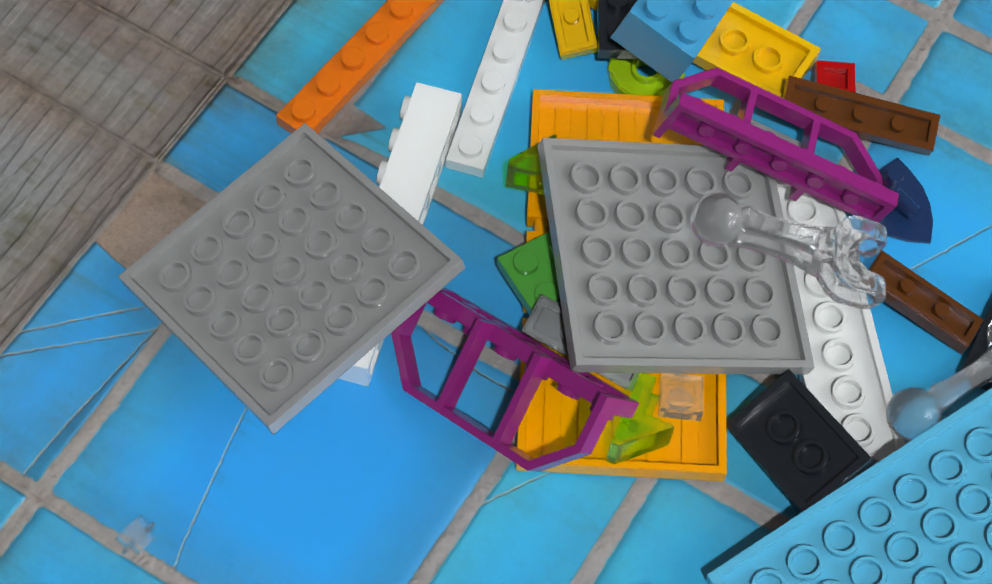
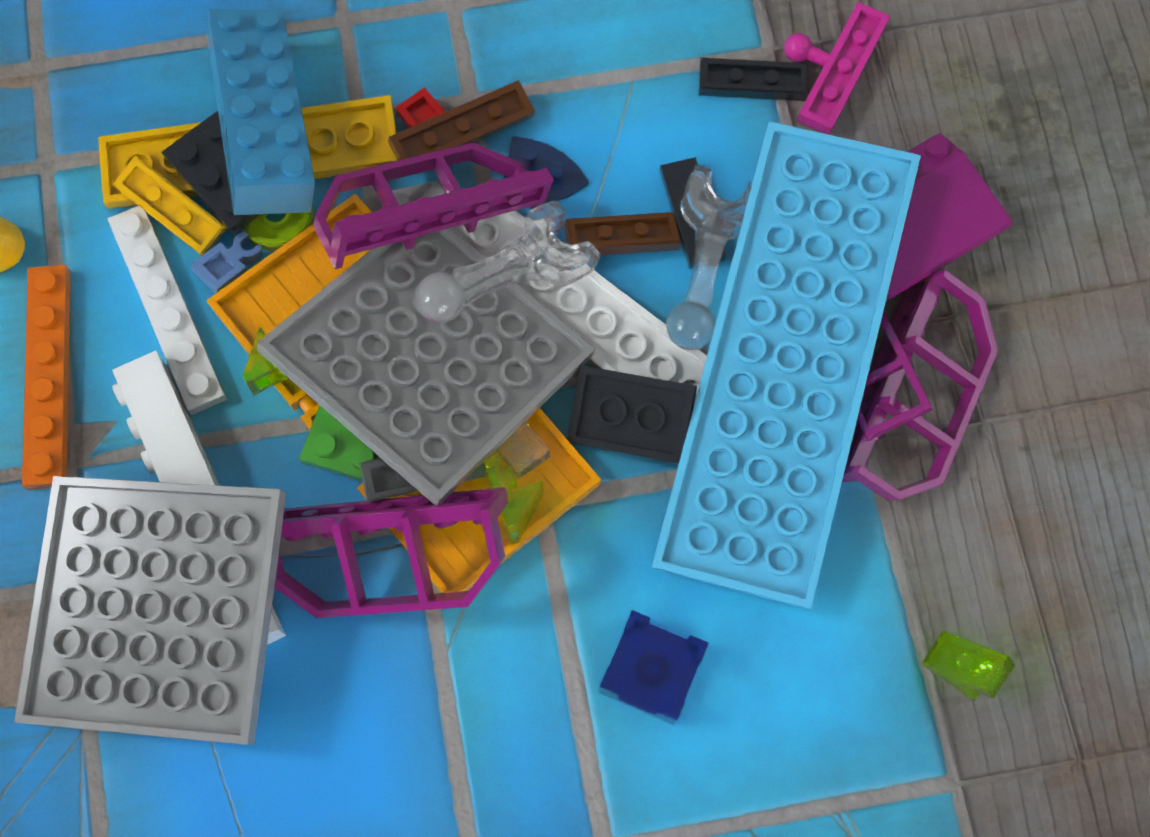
camera: 40 degrees left, 10 degrees up
(570, 74) = (224, 265): none -> medium blue plate

